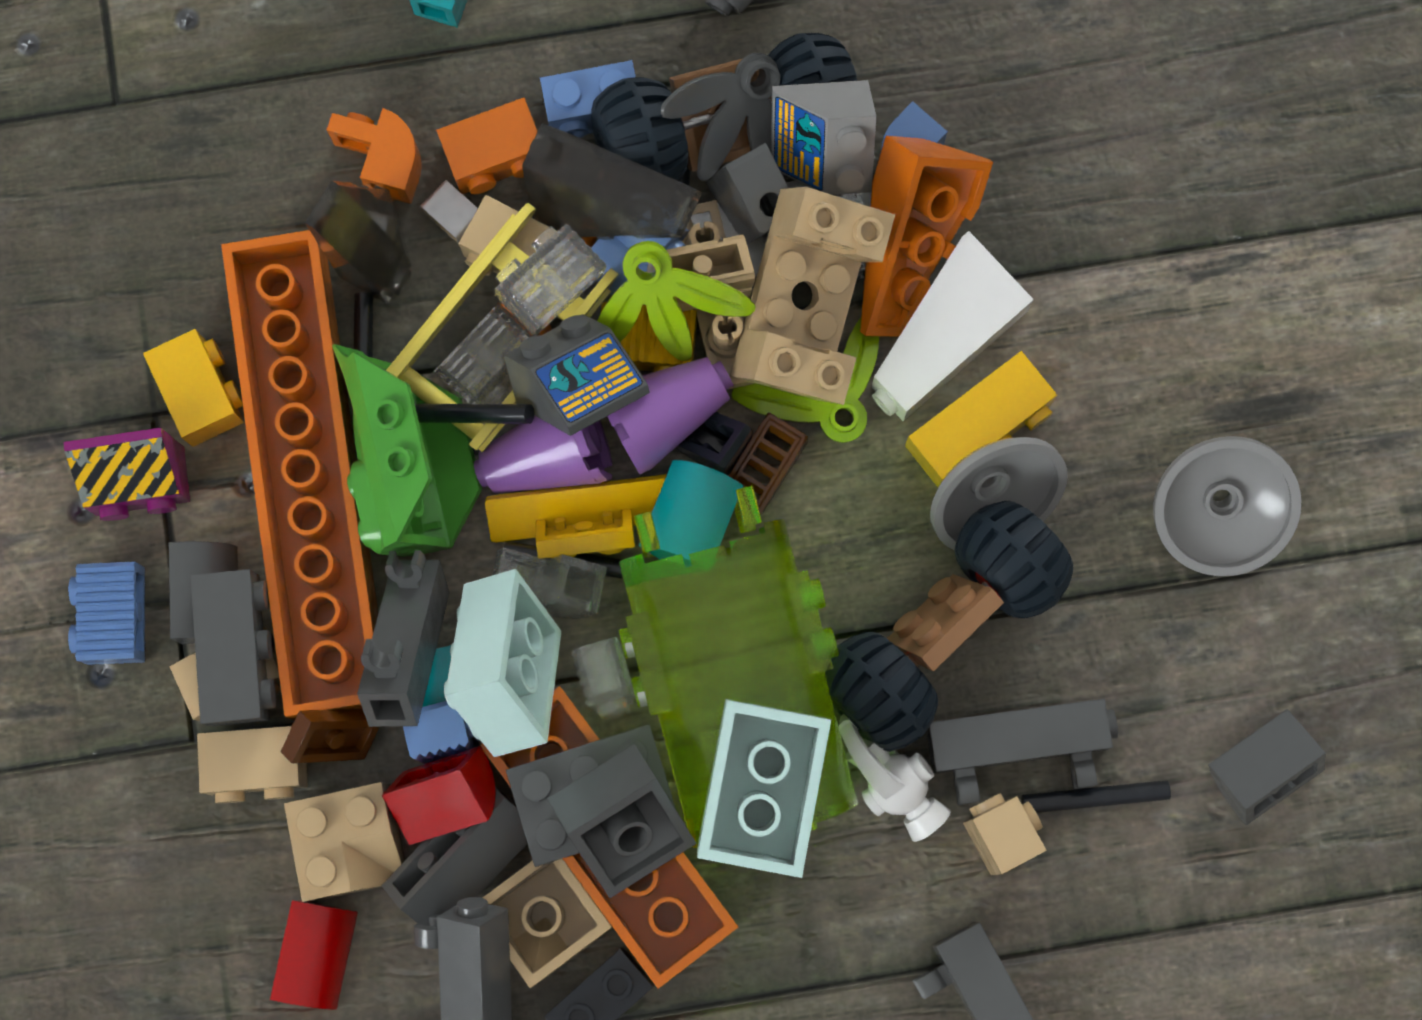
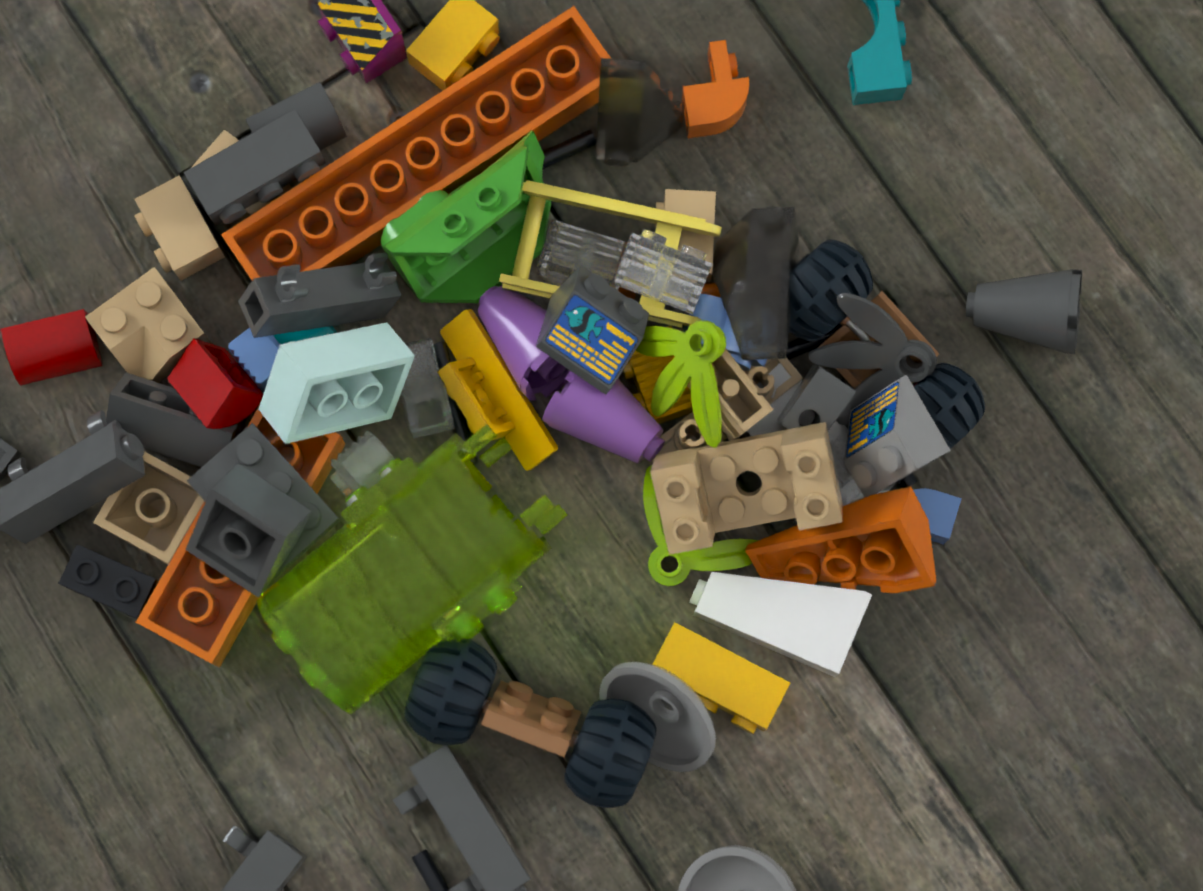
camera: 60 degrees right, 0 degrees up
(108, 613) = (246, 63): medium blue brick -> none
(329, 736) = (219, 274): reddish brown plate -> none
(449, 210) = (695, 170): flat silver piece -> none
(475, 413) = (526, 262): black bar -> none
(488, 146) = (760, 175): orange brick -> none
(571, 95) = (832, 220): medium blue brick -> none
(692, 509) = (522, 473): teal brick -> none
(717, 443) = (599, 473): black slope -> none
(763, 788) = (315, 623): light aqua brick -> none
(785, 432) = (600, 502): reddish brown slope -> none
(895, 783) = (385, 738): white piece -> none
(1005, 833) = (382, 844): tan brick -> none

